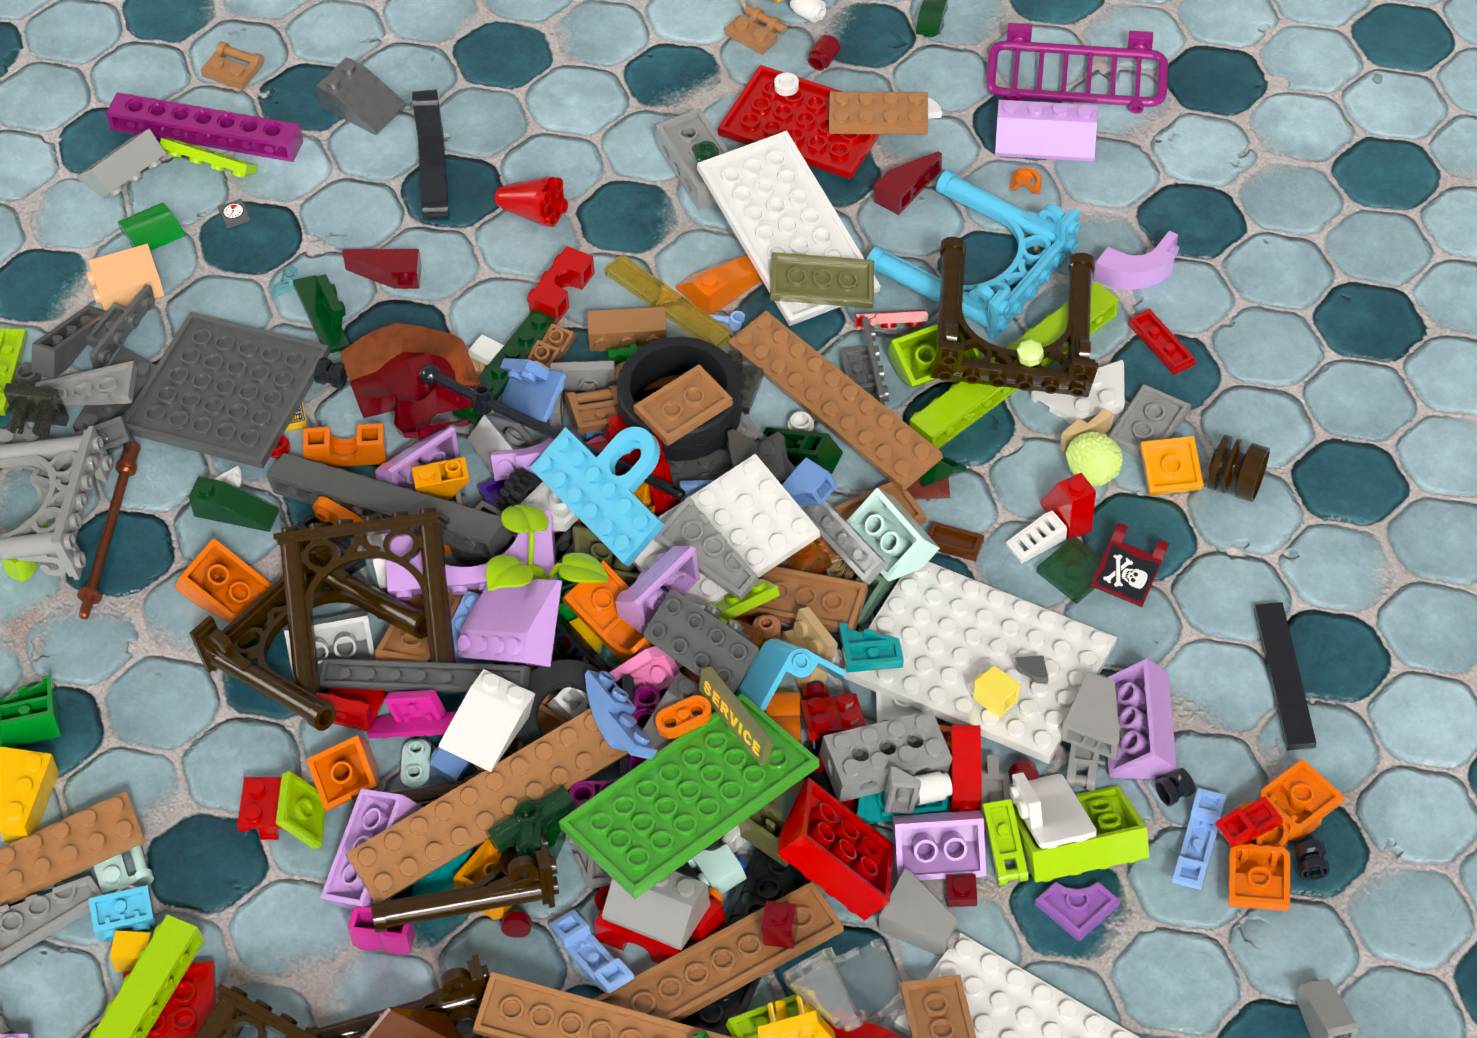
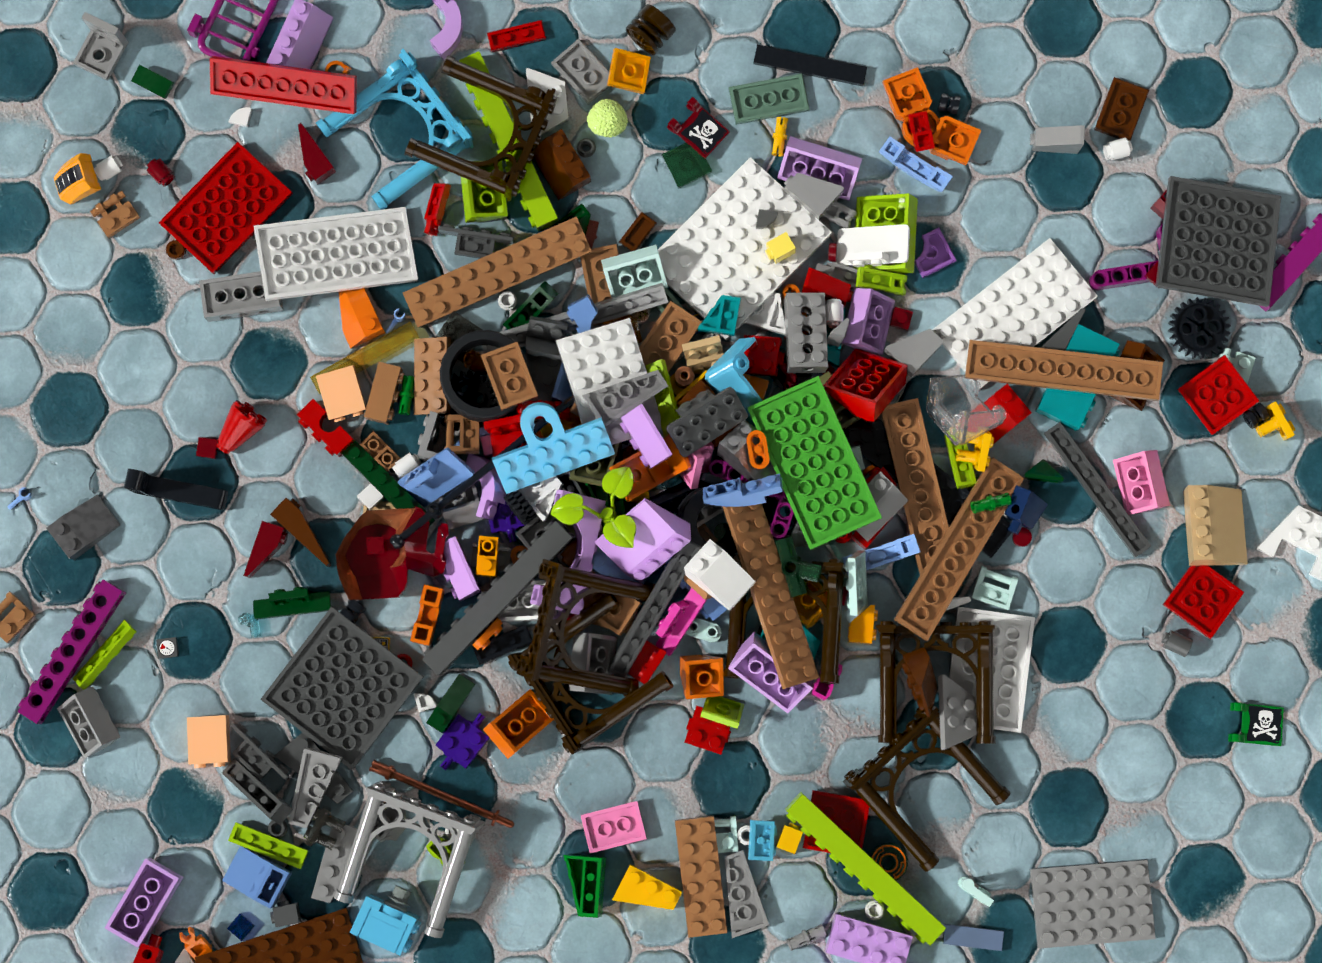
camera: 75 degrees left, 30 degrees up
(105, 733) = (613, 827): none -> bright pink plate
(113, 432) = (362, 778): dark grey tile -> none
(152, 227) = (163, 712): green slope -> none
(184, 533) = (462, 741): none -> dark purple plate
(383, 38) = (19, 498): none -> light blue hand
(424, 292) = (294, 521): none -> reddish brown slope
(494, 181) = (207, 448): none -> dark red tile
(496, 959) = (861, 628): none -> light orange slope
(536, 922) = (856, 583): none -> light aqua plate
(611, 282) = (341, 393): none -> light nougat brick
(706, 150) = (251, 289): clear green plate -> none
(732, 91) = (175, 250): none -> reddish brown tile
(735, 715) = (772, 417): olive tile -> none
(779, 924) = (912, 435): dark red brick -> none
(786, 84) = (188, 210): white tile -> none
(822, 280) = (392, 245): olive tile -> none
(878, 113) = (242, 153): medium nougat plate -> none
(981, 123) = (283, 85): none -> plate
(1011, 431) = (560, 165): none -> reddish brown slope
(1030, 353) = (520, 128): yellowish green tile -> none
(1048, 447) = (586, 142): none -> dark grey plate
(1049, 525) = (649, 163): white slope -> none
(1073, 503) = (641, 148): red slope -> none
(1100, 423) = (580, 118): tan slope -> none
(1175, 663) = (779, 136): none -> yellow pin
(1175, 787) = (872, 164): black wheel -> none
(1212, 640) = (768, 99): none -> sand green tile

